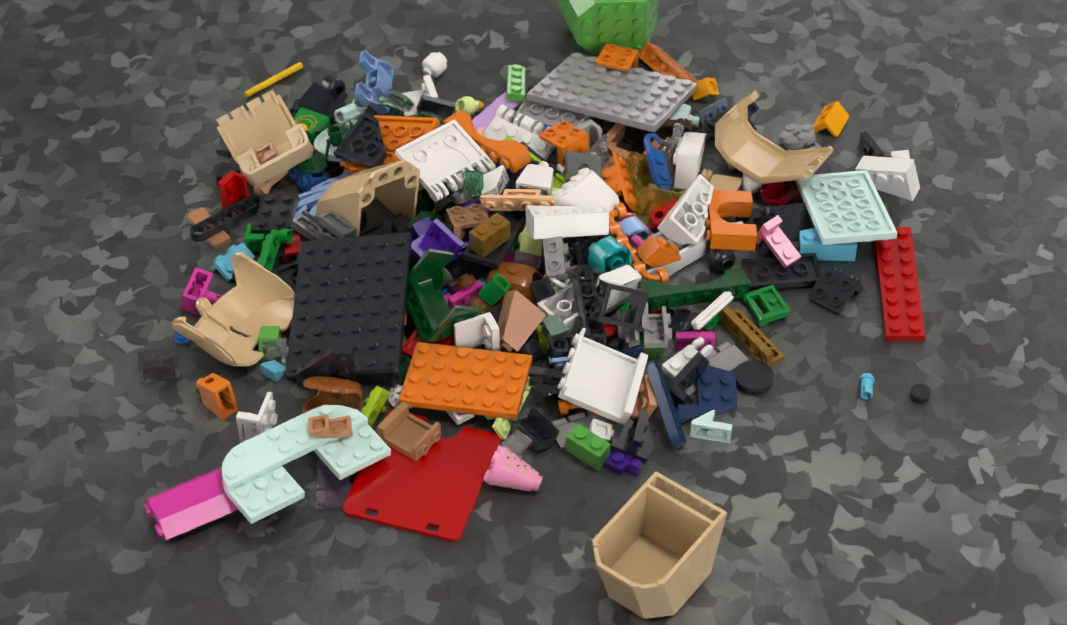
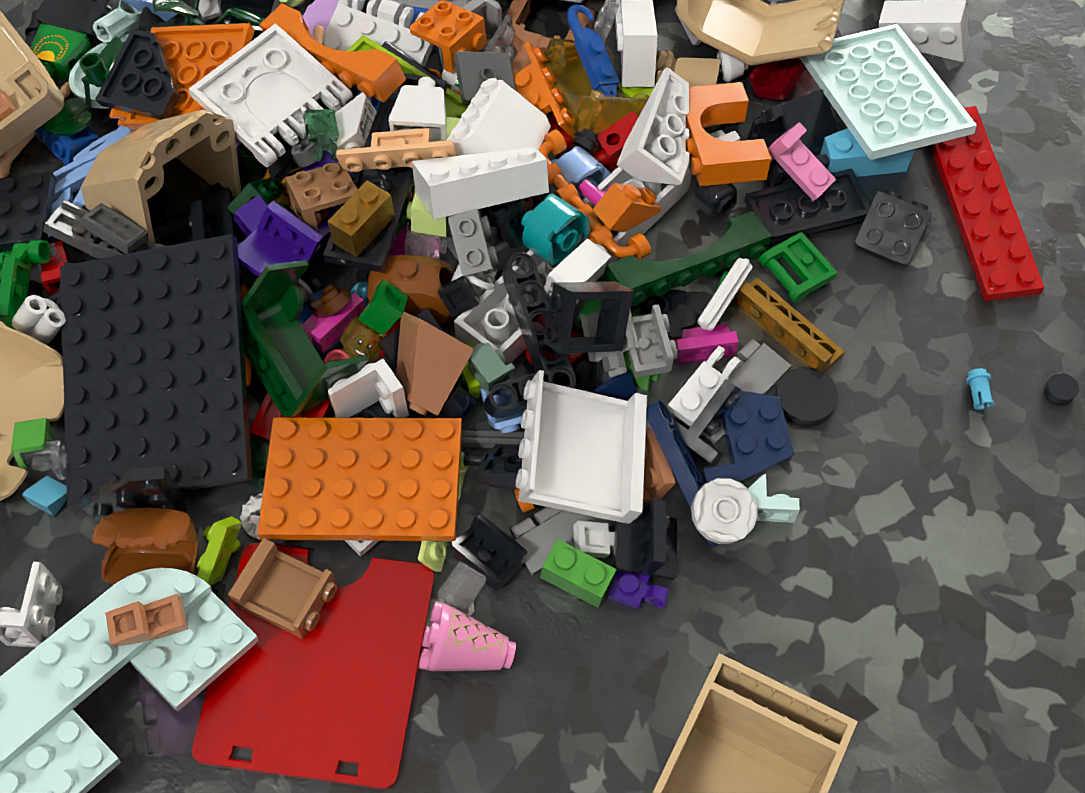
camera: 10 degrees left, 15 degrees up
(284, 269) = (38, 321): none -> white piece
(642, 213) = (586, 140): none -> black plate
(683, 423) = (724, 511): none -> white tile

